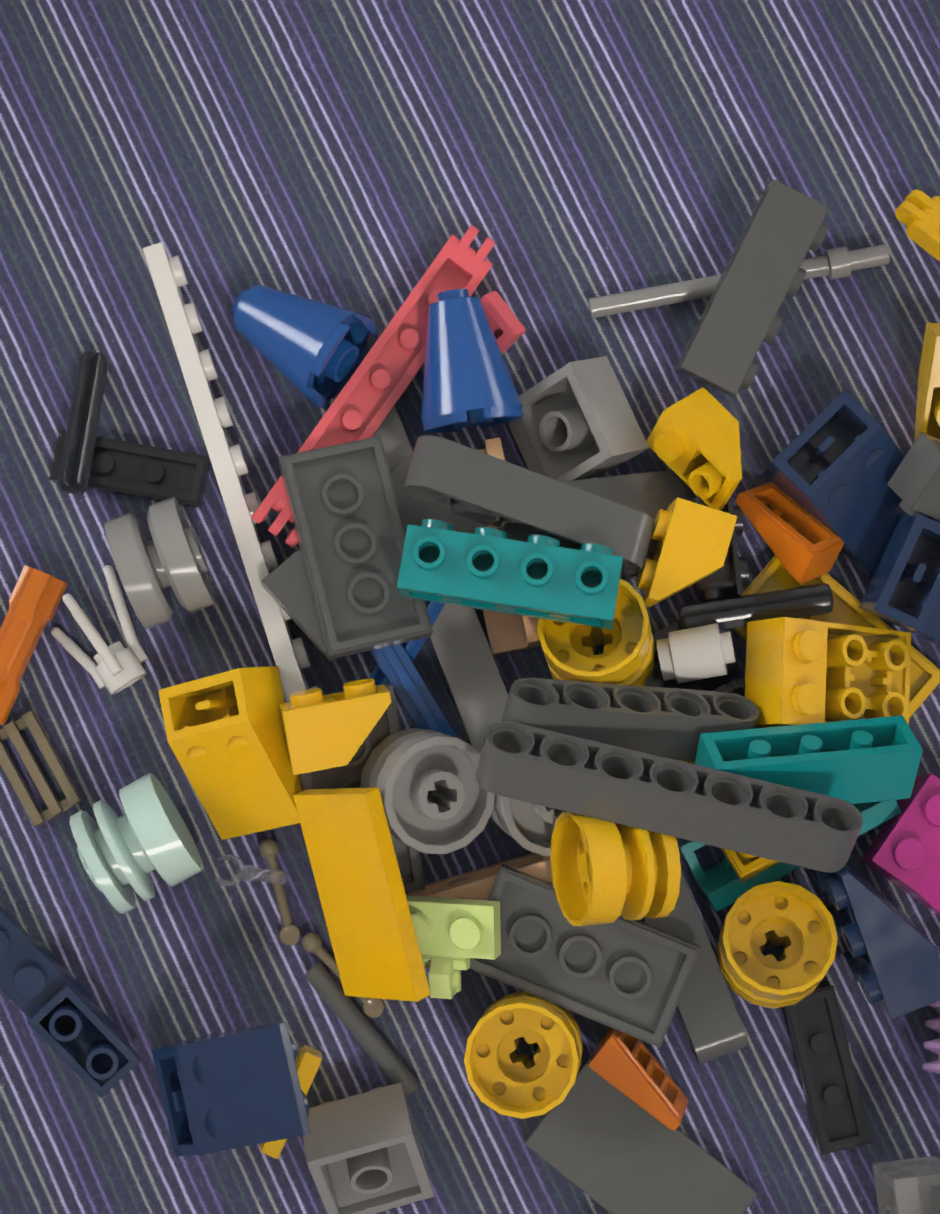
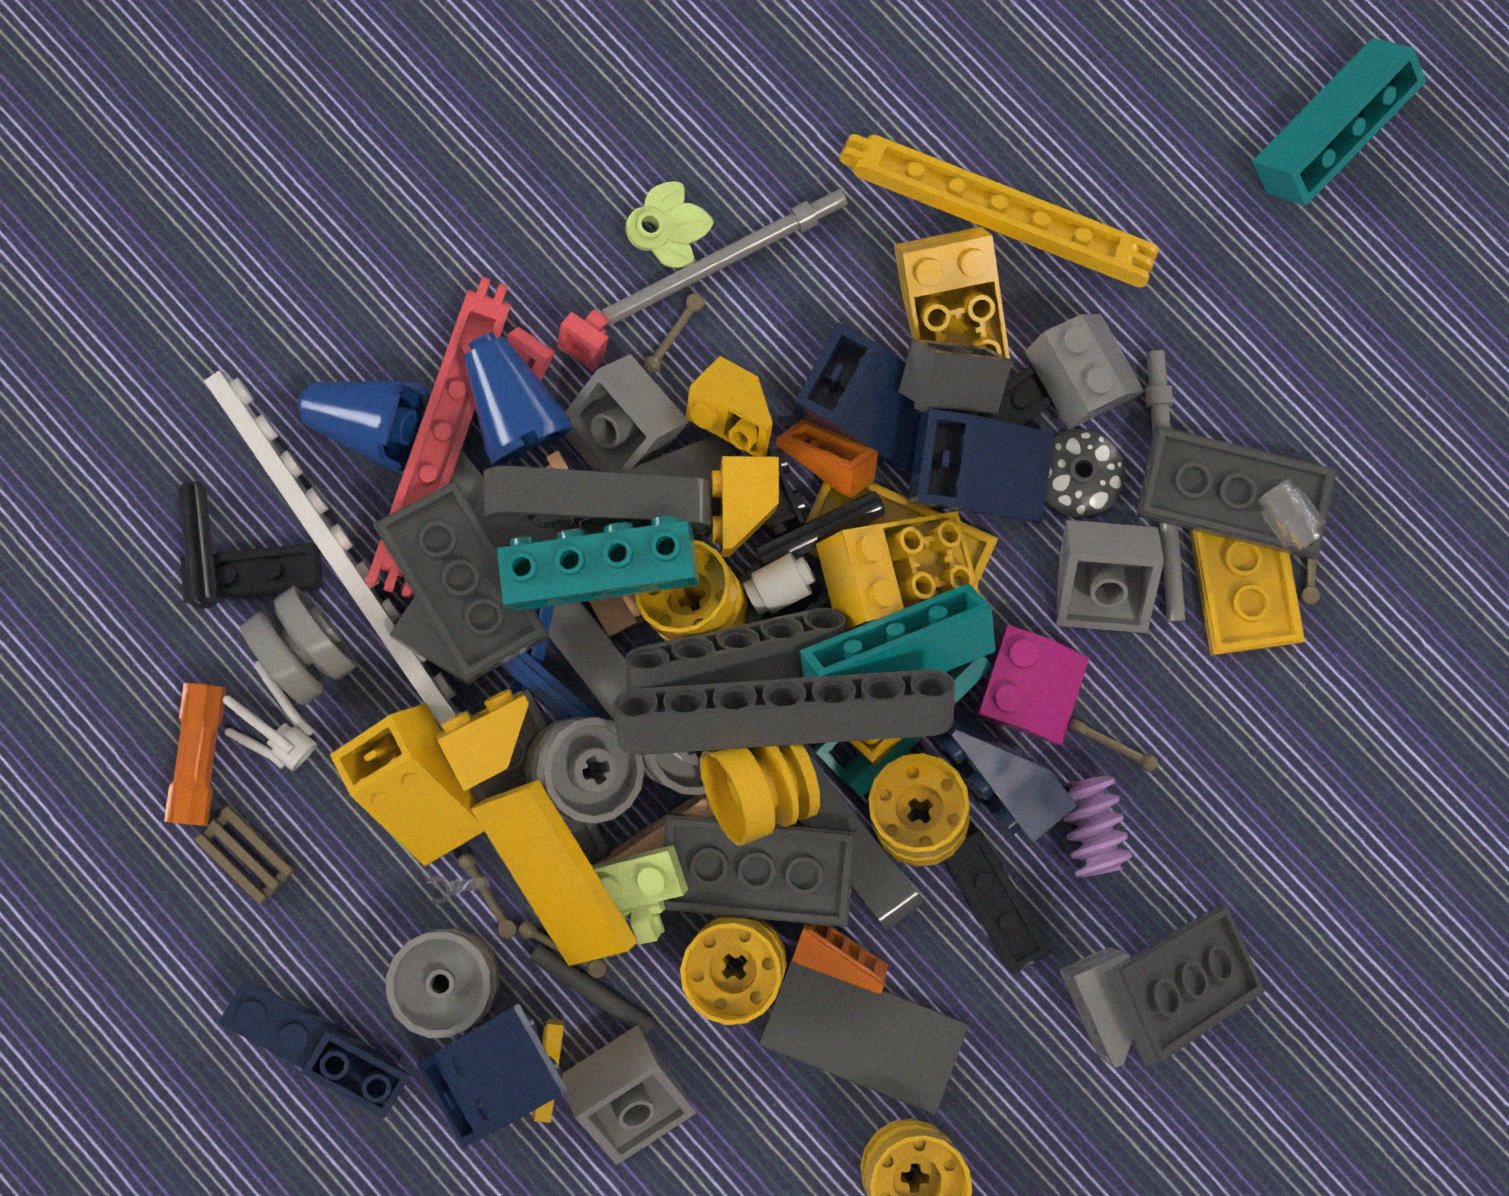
camera: 15 degrees left, 0 degrees up
(129, 847) = (341, 900): light aqua wheel -> none
(184, 995) = (434, 1009): none -> light grey wheel
(561, 325) = (584, 339): none -> coral tile
(626, 372) = (694, 305): none -> dark tan hinge
(695, 232) = (675, 225): none -> yellowish green plate
(753, 288) = (737, 259): dark grey brick -> none

